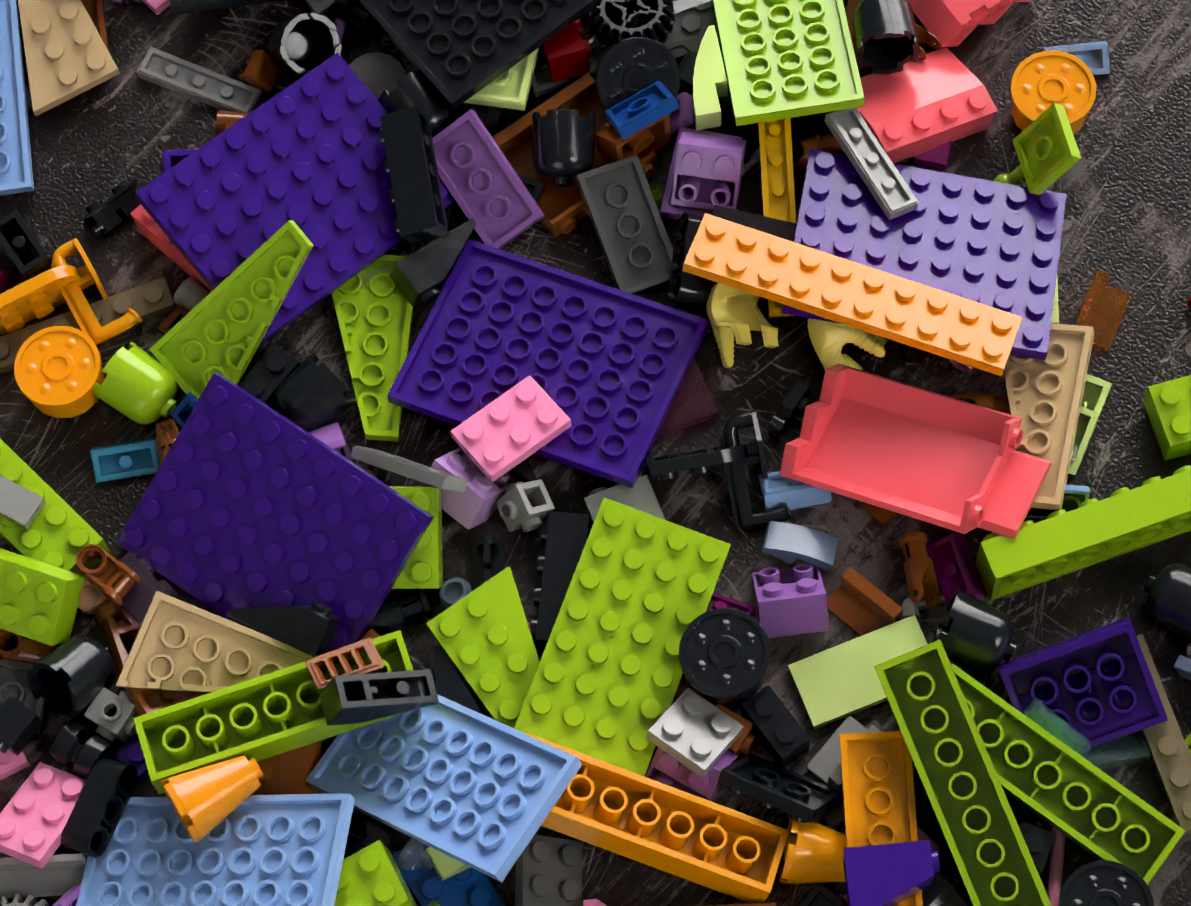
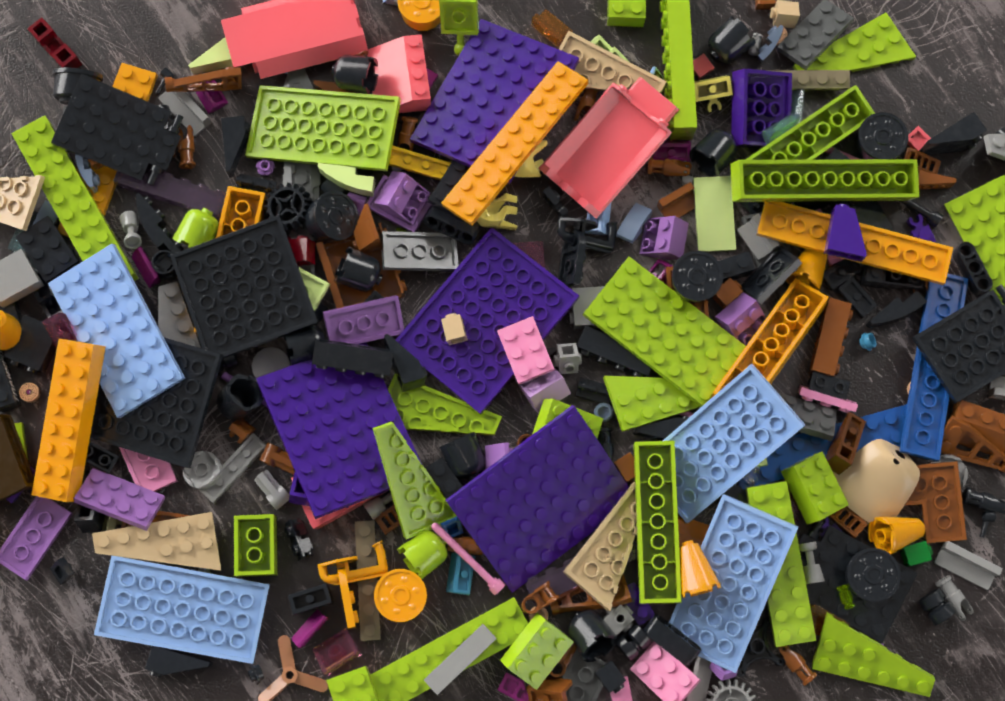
camera: 80 degrees left, 10 degrees up
(84, 146) = (255, 545): none -> lime brick
(122, 509) = (495, 585): none -> bright pink piece
(182, 40) = (203, 471): none -> light grey tile
(186, 135) = (274, 492): none -> light grey piece
(303, 627) = (601, 504): black slope -> none
(341, 655) = (653, 492): dark orange slope -> none
(376, 695) = (674, 463): black slope -> none
(409, 468) = (530, 413): light grey tile -> none
(512, 312) = (454, 329): none -> tan brick
(641, 109) = (359, 218): blue tile -> none
(695, 732) = (730, 307): light grey plate -> none
(871, 162) = (434, 108): light grey tile -> none
(1085, 596) = (711, 89): none -> light yellow brick
(1128, 574) = (702, 66): none -> coral tile

